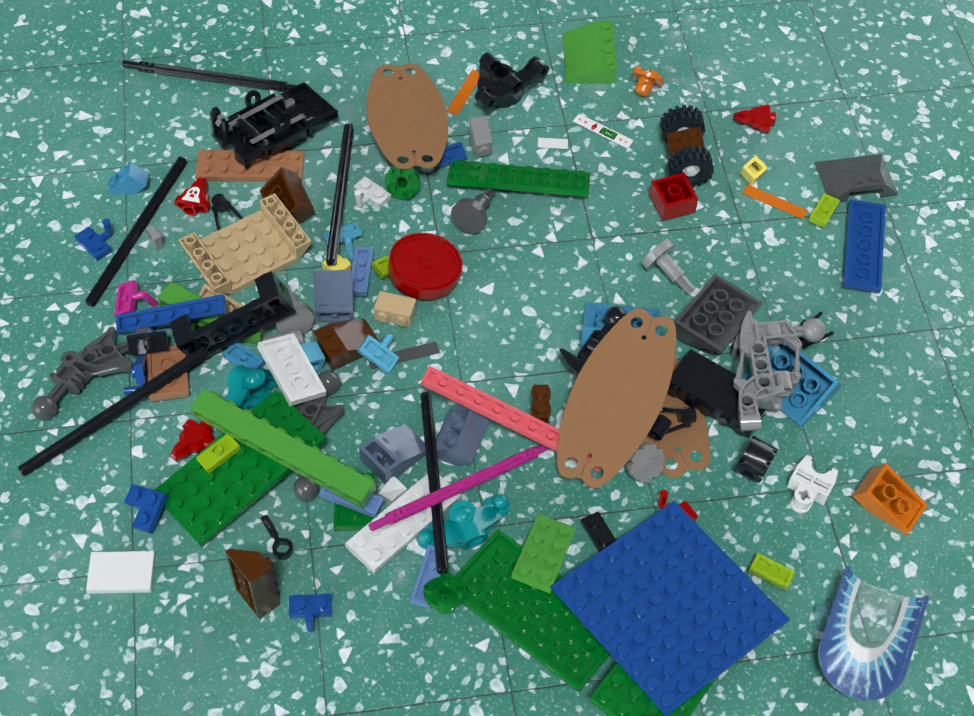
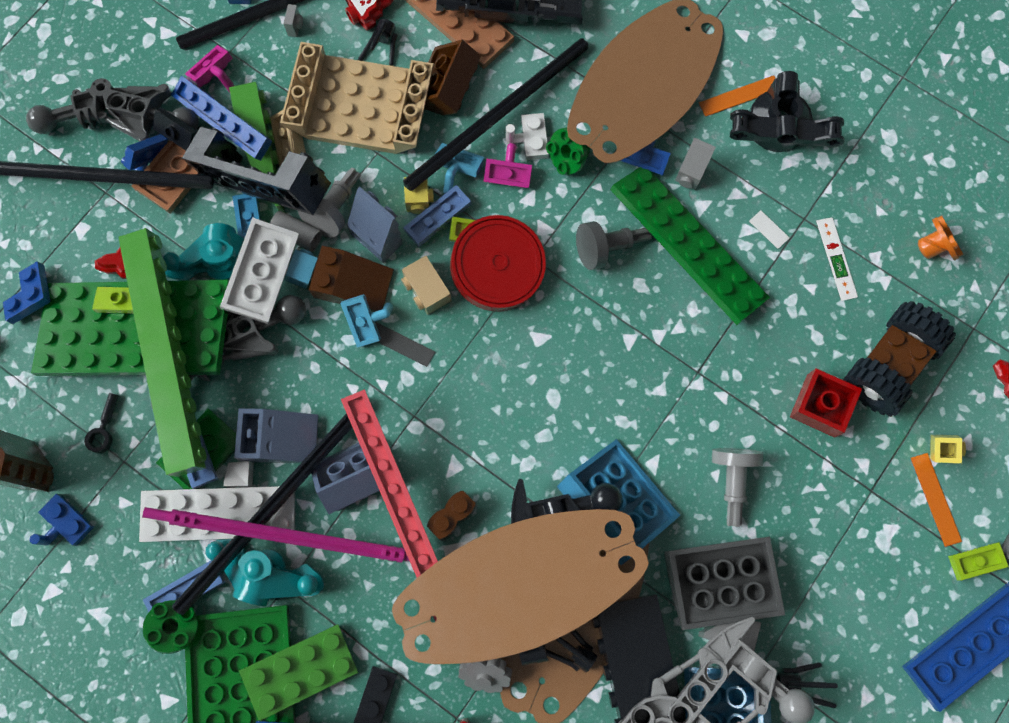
camera: 45 degrees right, 20 degrees up
(377, 218) = (508, 171): none -> dark pink plate
(590, 53) = (914, 157): bright green slope -> none

